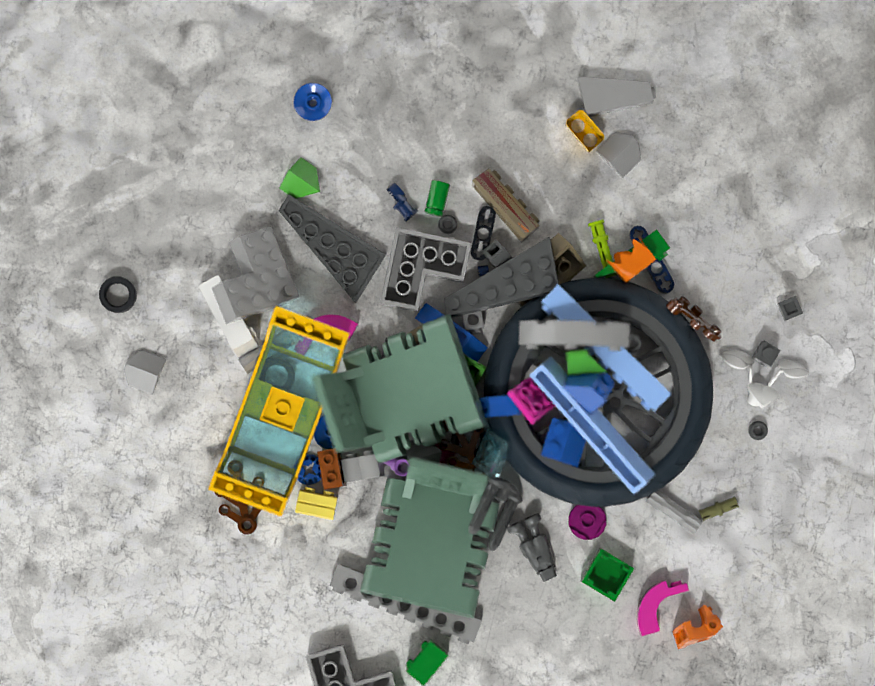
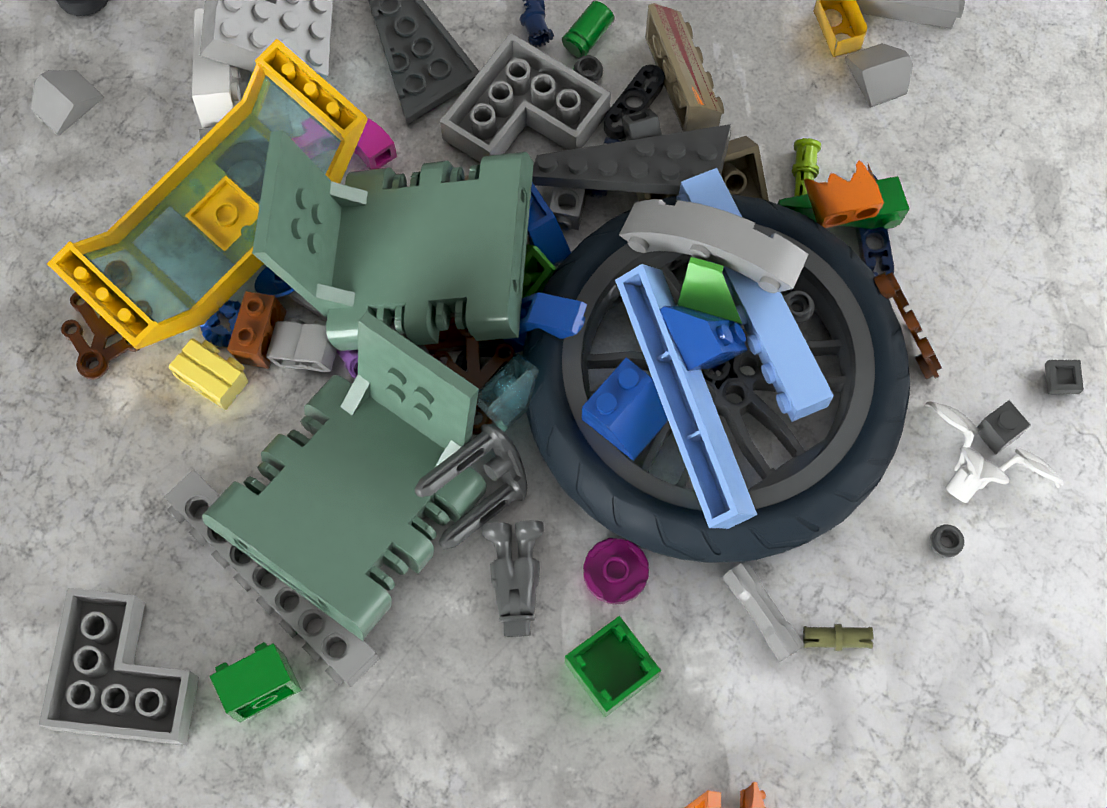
camera: 25 degrees right, 15 degrees down
(531, 400) = (603, 319): dark pink tile -> none
(648, 605) = (654, 753): dark pink arch -> none

